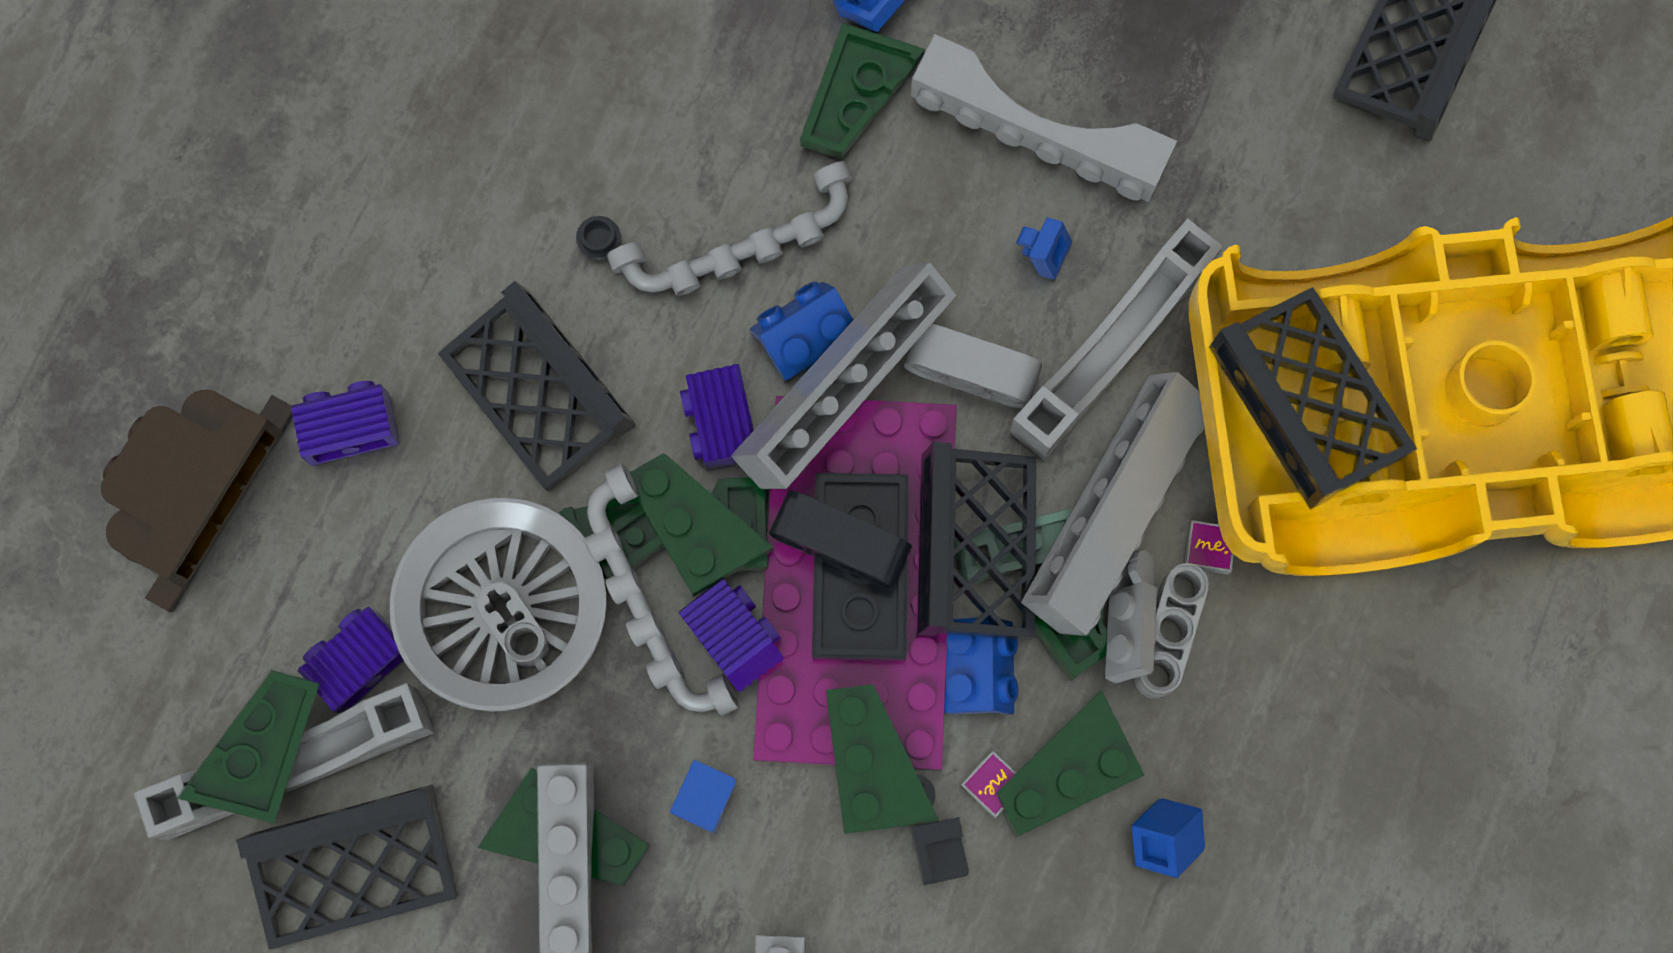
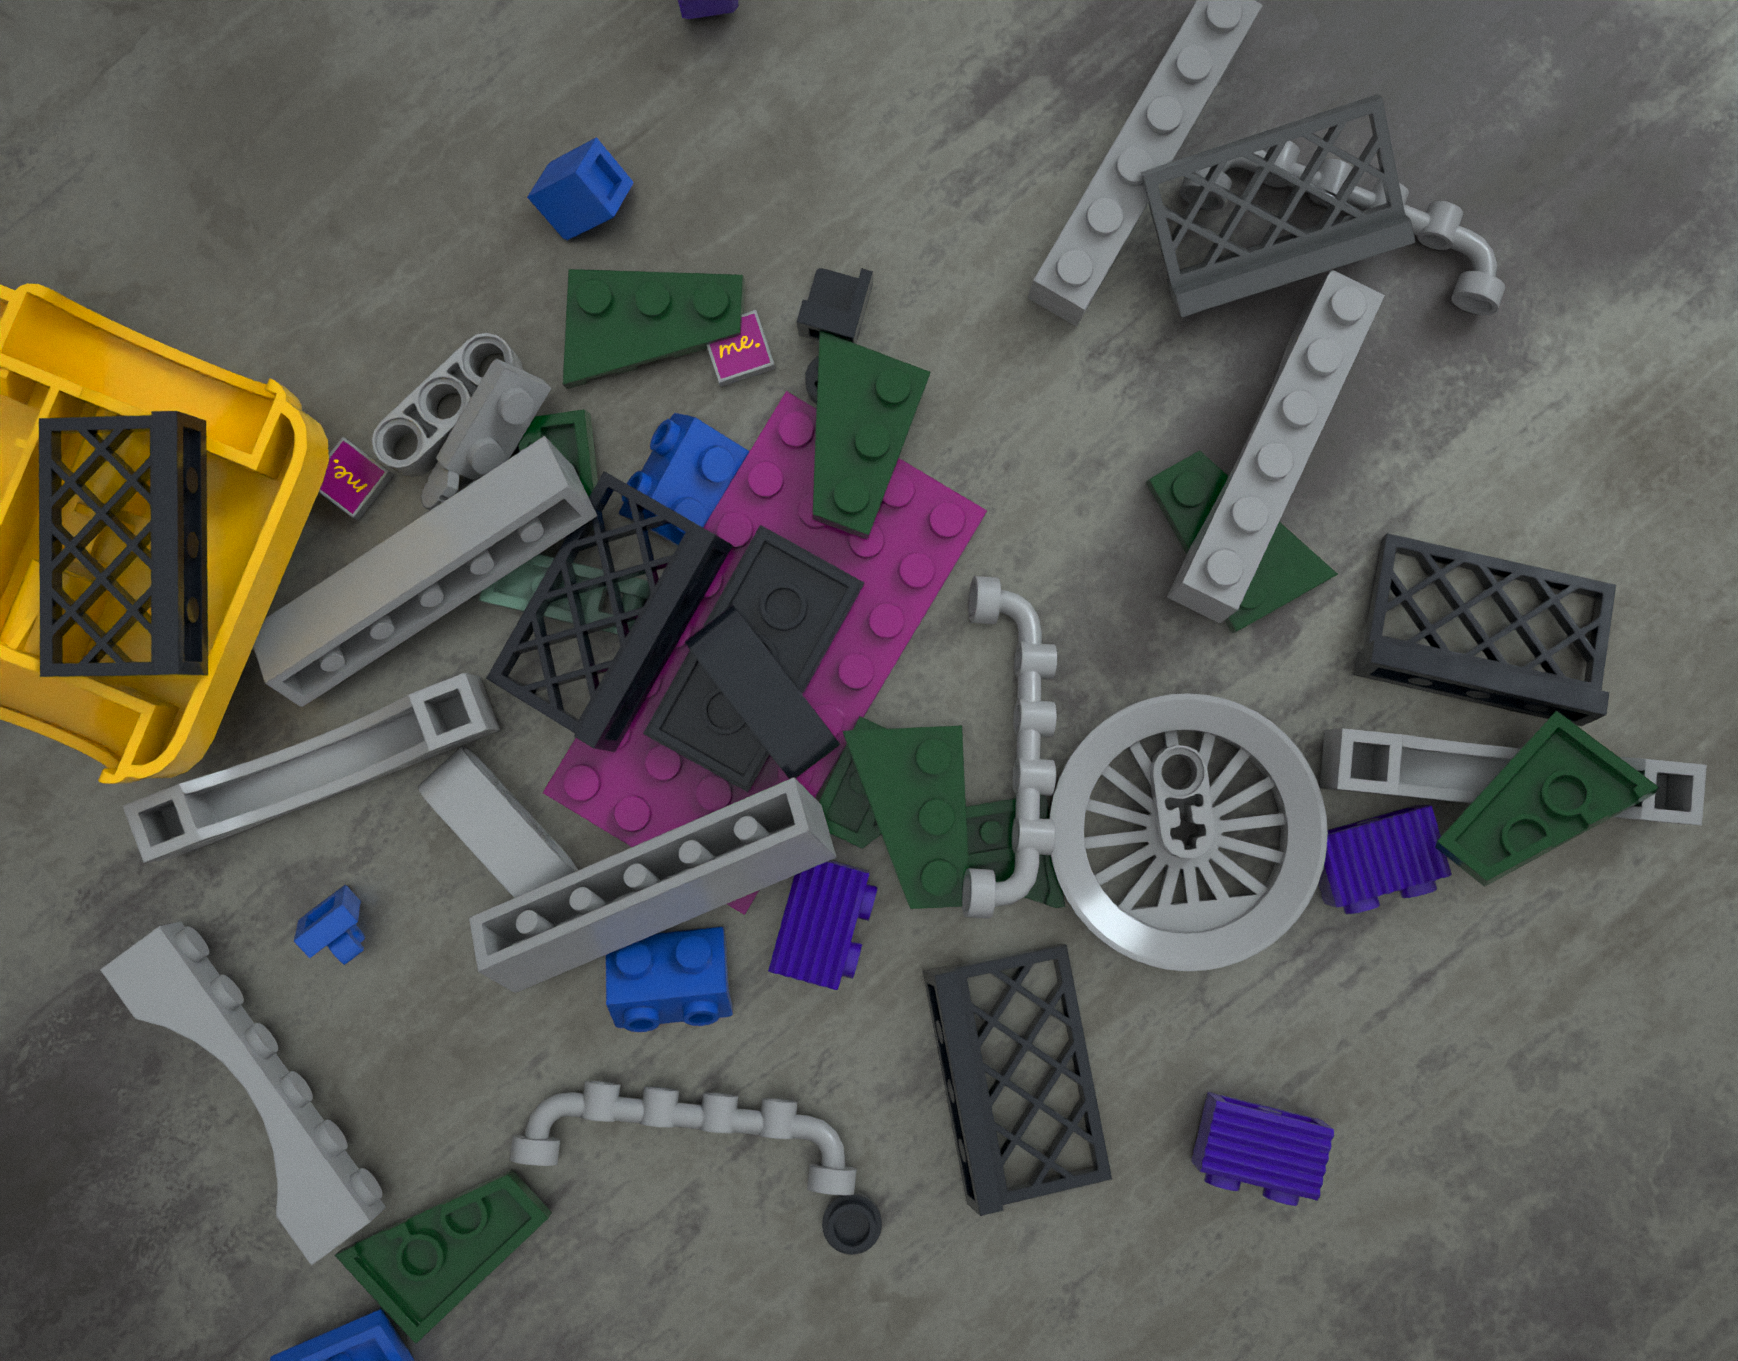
camera: 155 degrees left, 10 degrees up
(183, 482) = (1482, 1175): dark brown brick -> none
(703, 796) = (1064, 494): blue panel -> none
(732, 634) = (940, 657): dark purple brick -> none

